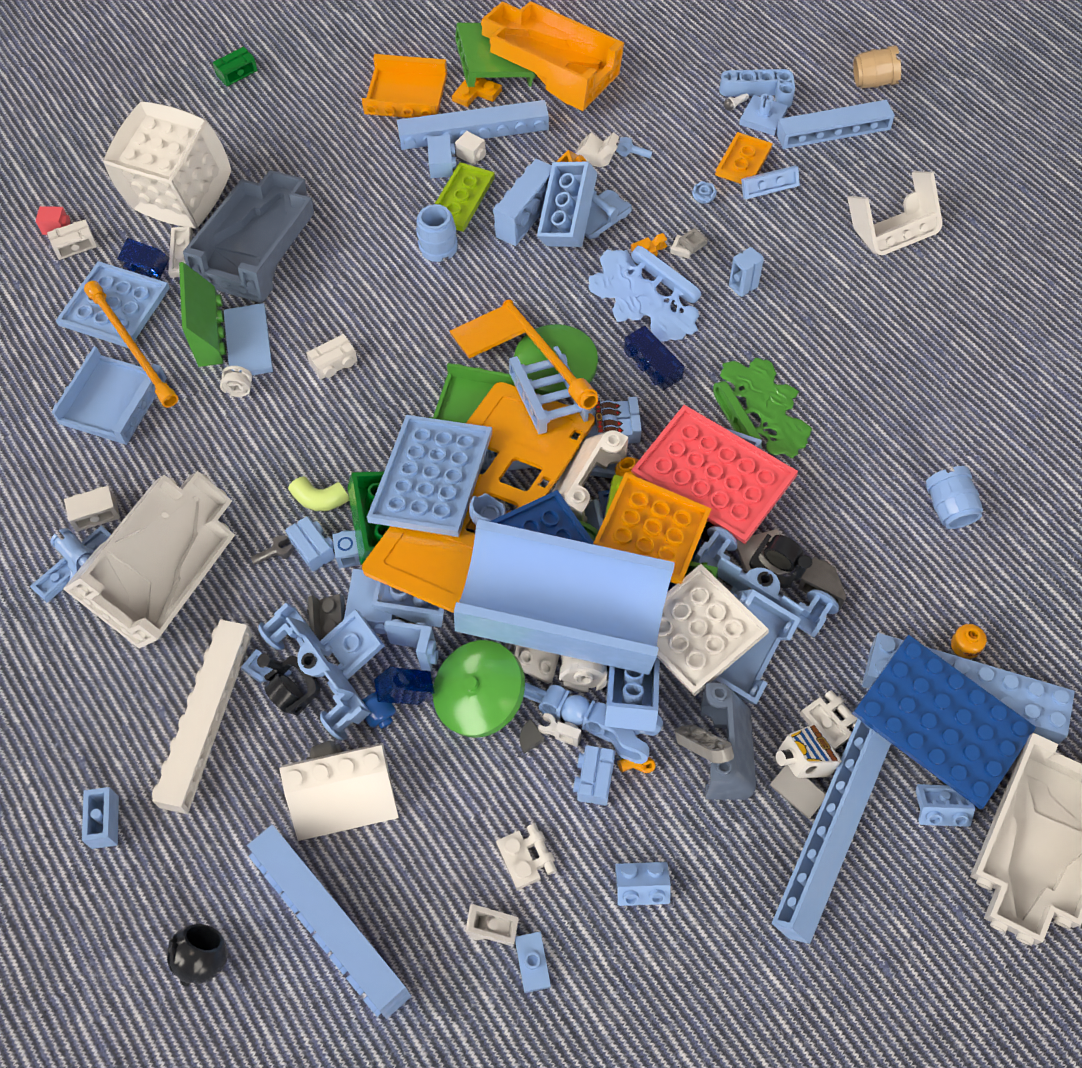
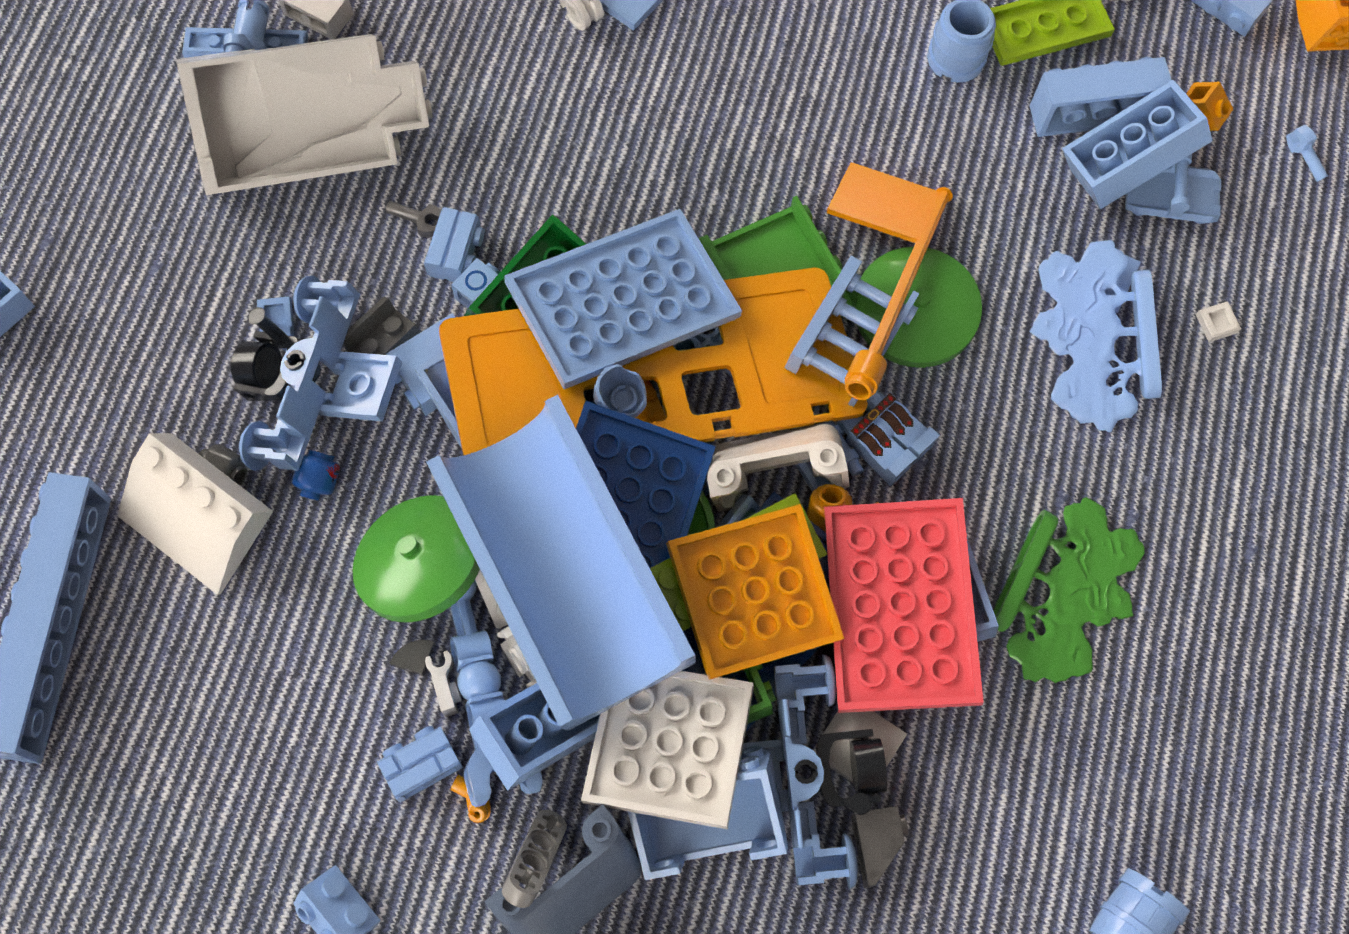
camera: 45 degrees right, 10 degrees up
(202, 717) = (174, 310): white brick -> none
(315, 498) = (510, 203): yellowish green cylinder -> none
(332, 357) = (700, 72): white brick -> none
(404, 686) = (356, 479): clear blue brick -> none
(414, 635) = (413, 463): light blue bracket -> none
(491, 925) = (162, 786): white slope -> none
(518, 859) = (264, 756): white plate -> none
(532, 962) = (162, 861): light blue plate -> none
(597, 151) = (1260, 113): white brick -> none
(652, 246) = (1173, 282): light orange plate -> none
(653, 358) = (1017, 411): clear blue brick -> none
(693, 240) = (1234, 326): light grey tile -> none
(704, 192) = (1330, 277): light blue plate -> none
(746, 271) = (1243, 423): light blue brick -> none

